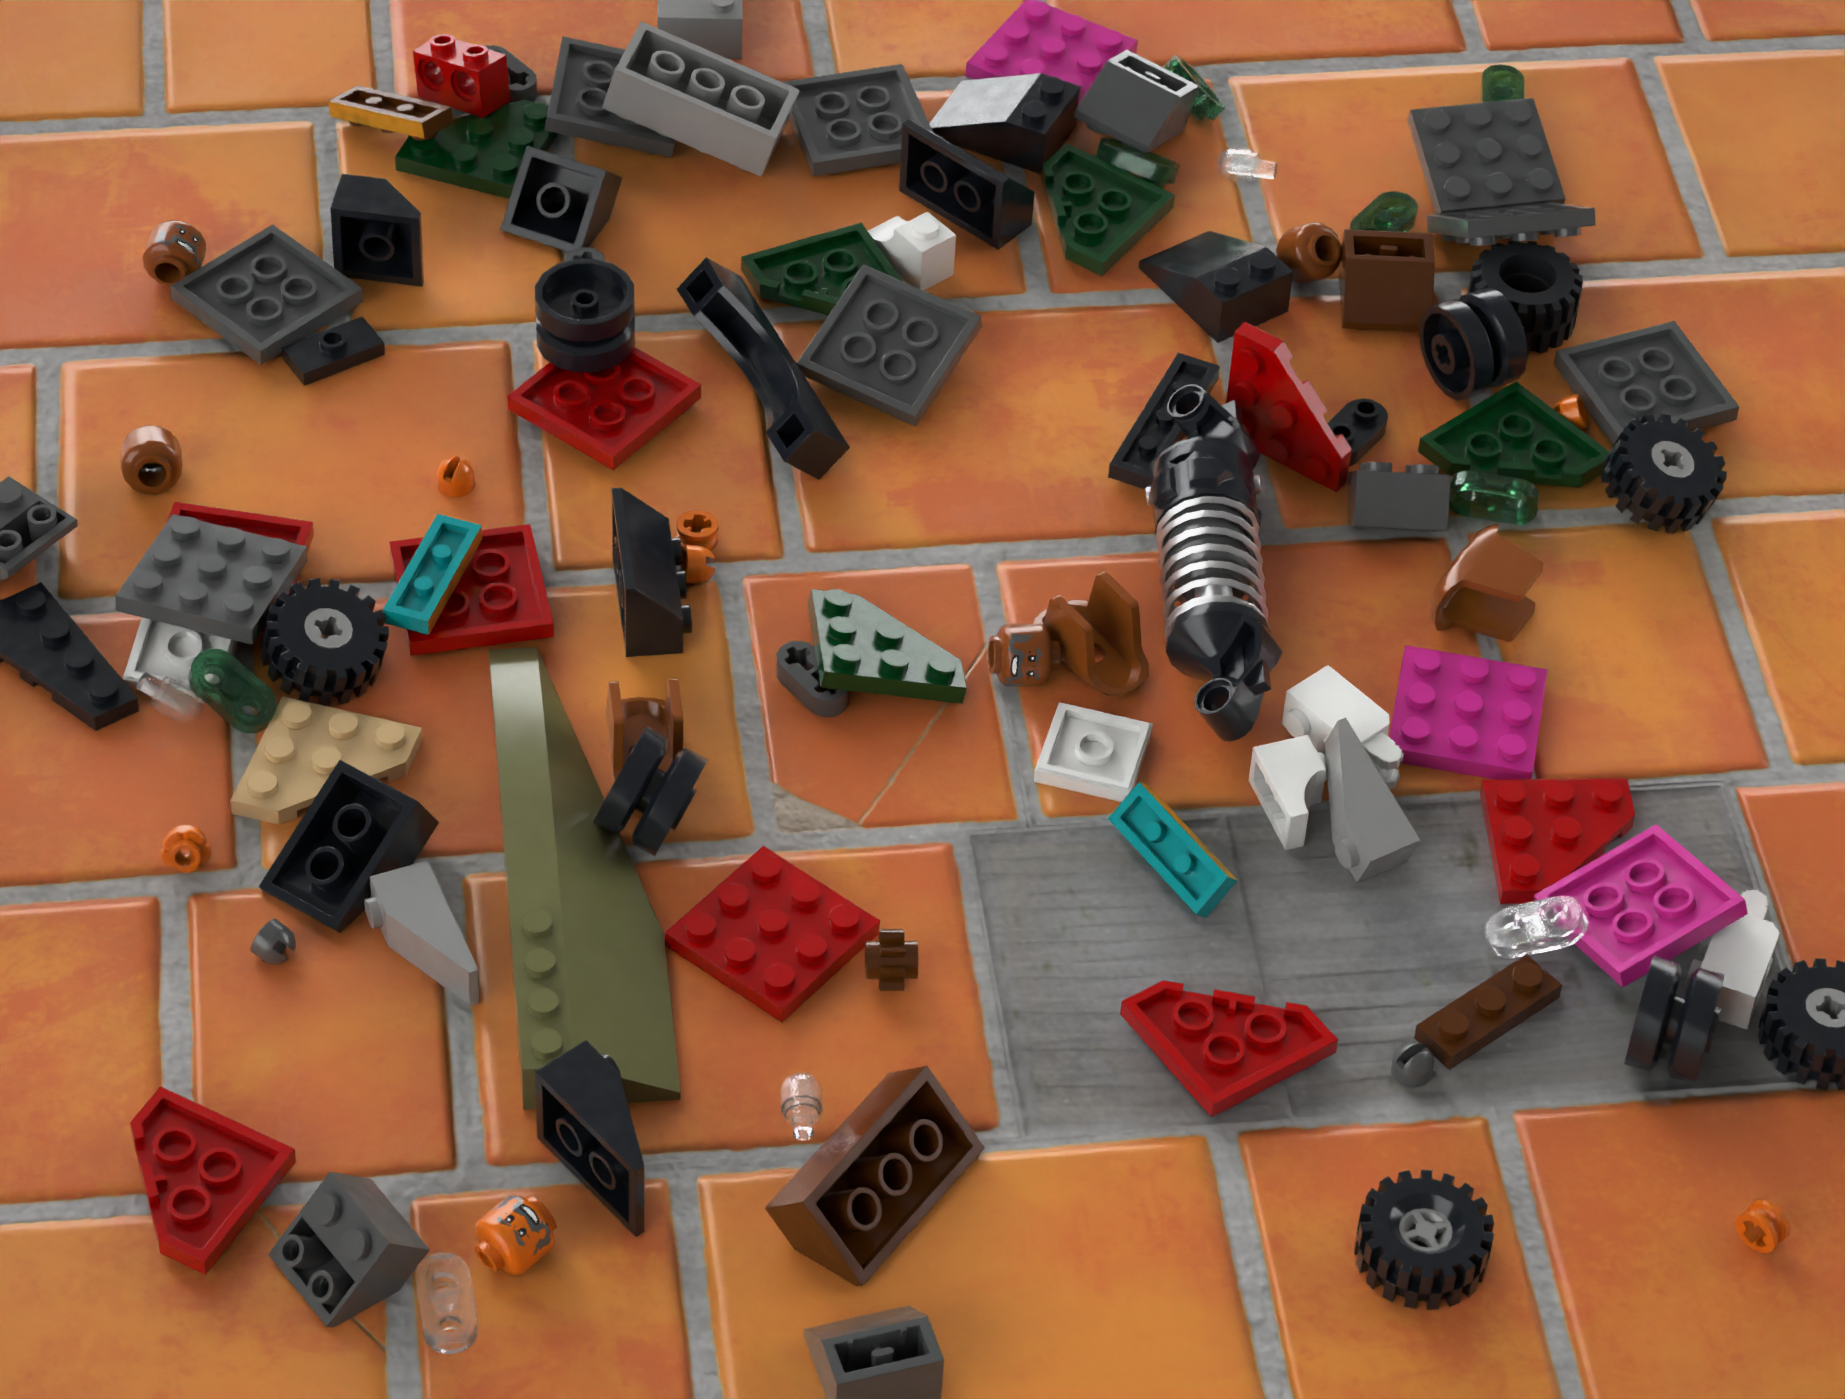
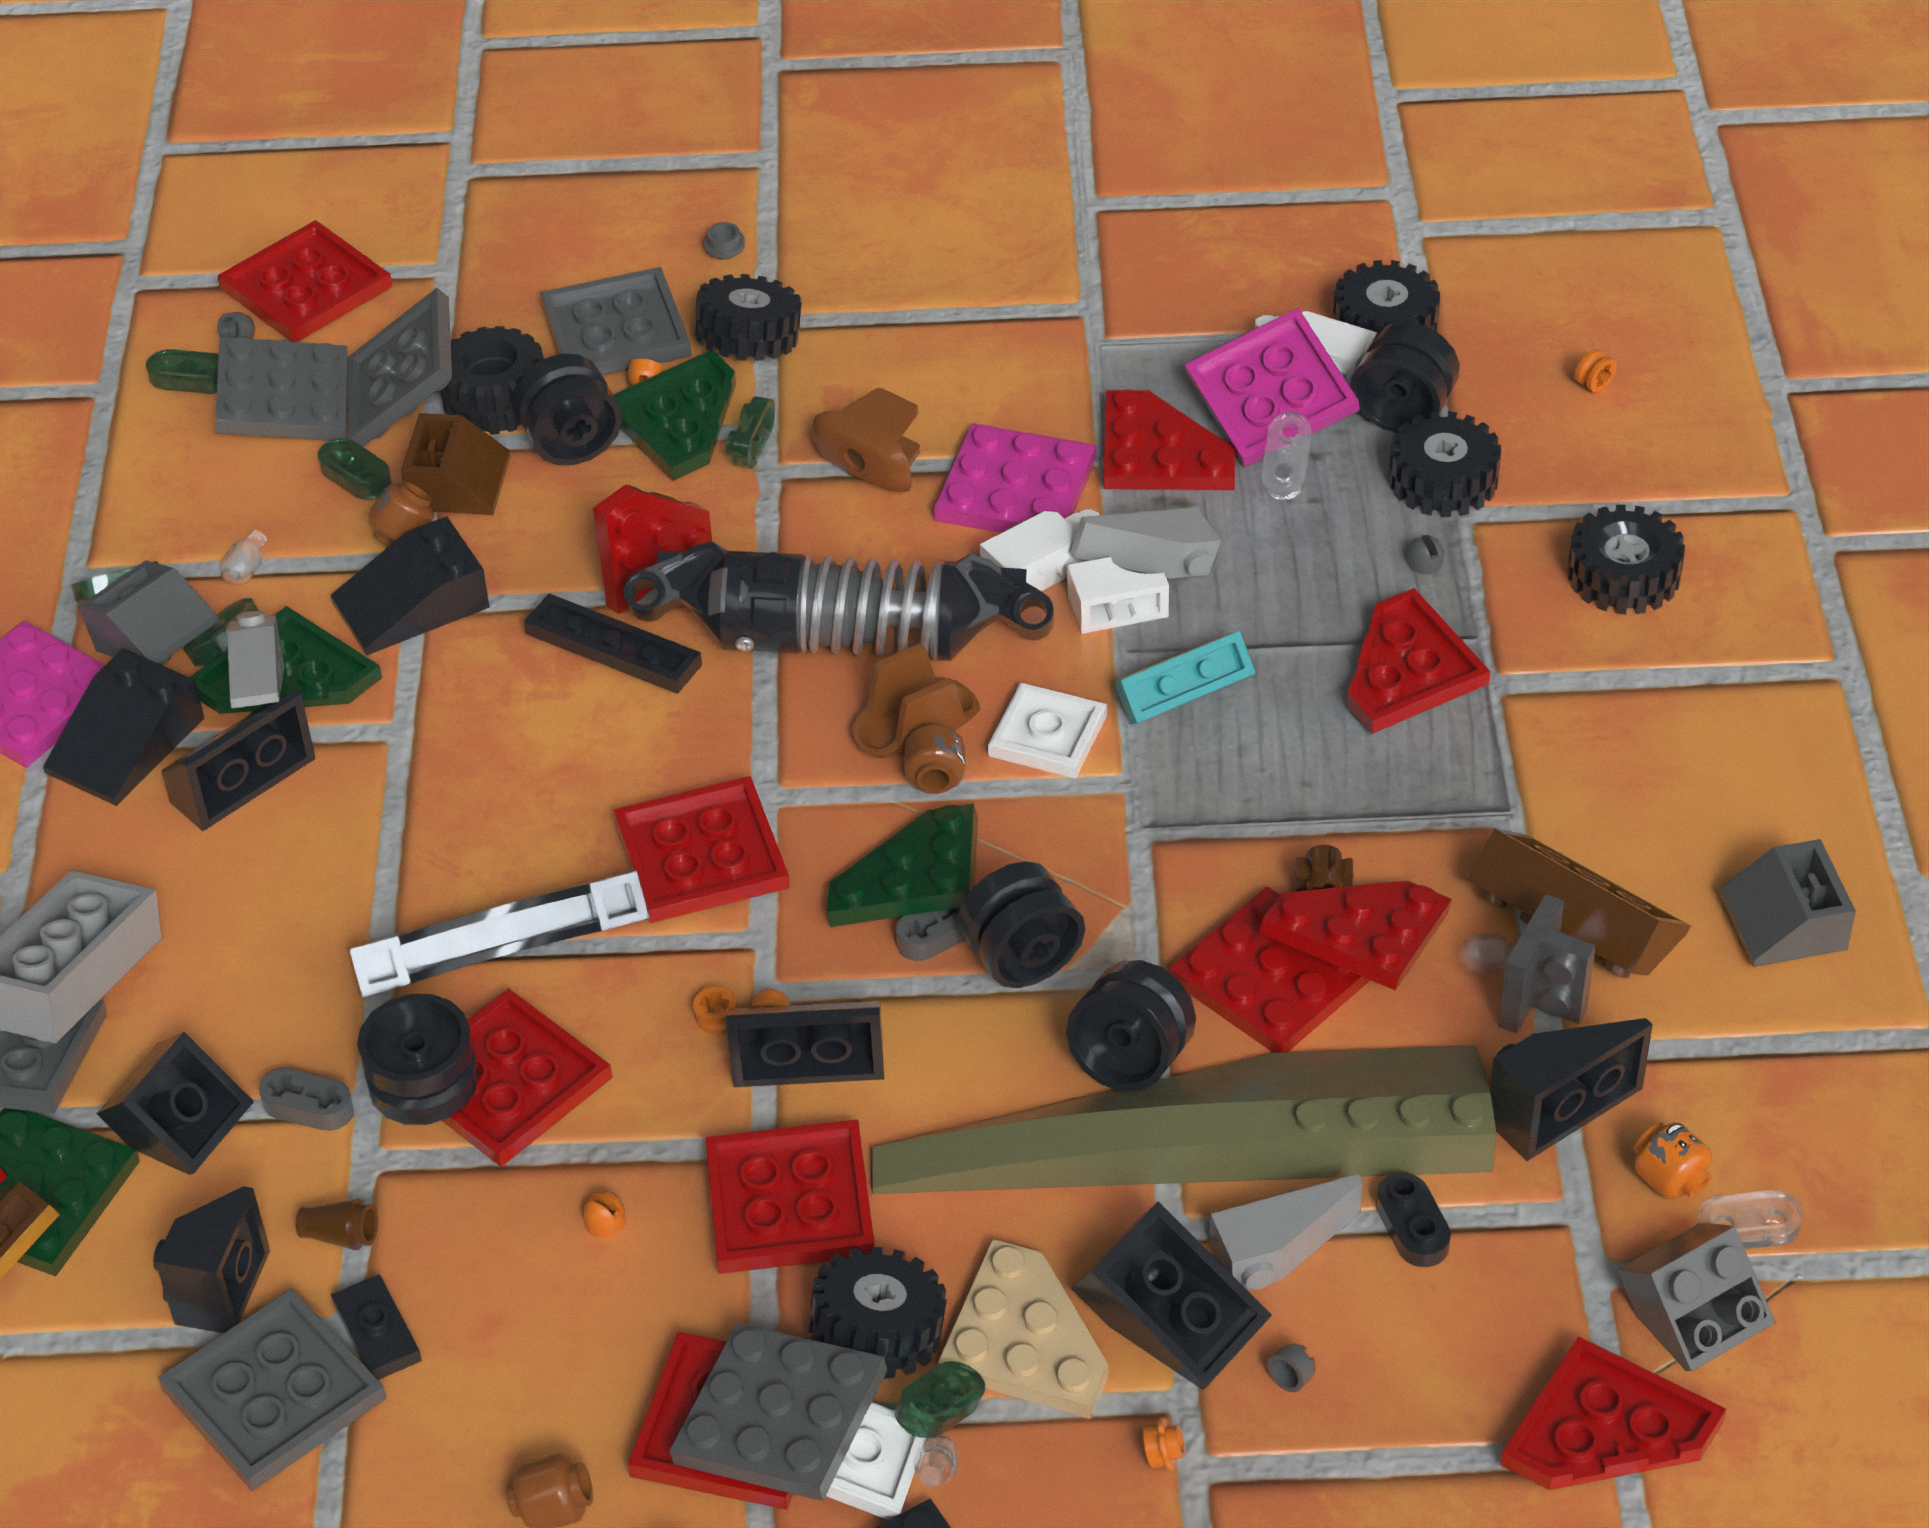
camera: 80 degrees left, 0 degrees up
(173, 252) = (191, 1475): dark orange head -> none
(432, 574) = (791, 1208): teal plate -> none
(436, 315) = (339, 1223): none -> reddish brown cone
(455, 1039) = (1409, 1216): none -> black plate
(630, 716) = (1022, 1041): dark orange piece -> none
(756, 1118) = (1546, 970): none -> flat silver bracket
(783, 712) = (1021, 924): none -> black wheel
(814, 269) = (350, 878): dark green plate -> none
(817, 988) = (1360, 927): none -> red plate
(854, 118) = (95, 832): dark grey plate -> none
(889, 345) = (479, 830): dark grey plate -> none
(893, 503) = (701, 849): none -> red plate
(917, 249) = (321, 811): white arch -> none
(1052, 156) = (254, 660): none -> light grey slope
(1398, 498) = (750, 488): dark grey slope -> none
(1488, 1011) = (1364, 504): reddish brown plate -> none
(1558, 1074) = (1444, 463): none -> black wheel
(1576, 124) = (236, 325): none -> dark grey hinge
(1658, 159) = (305, 281): none -> red plate
(1808, 459) = (724, 240): none -> dark grey plate

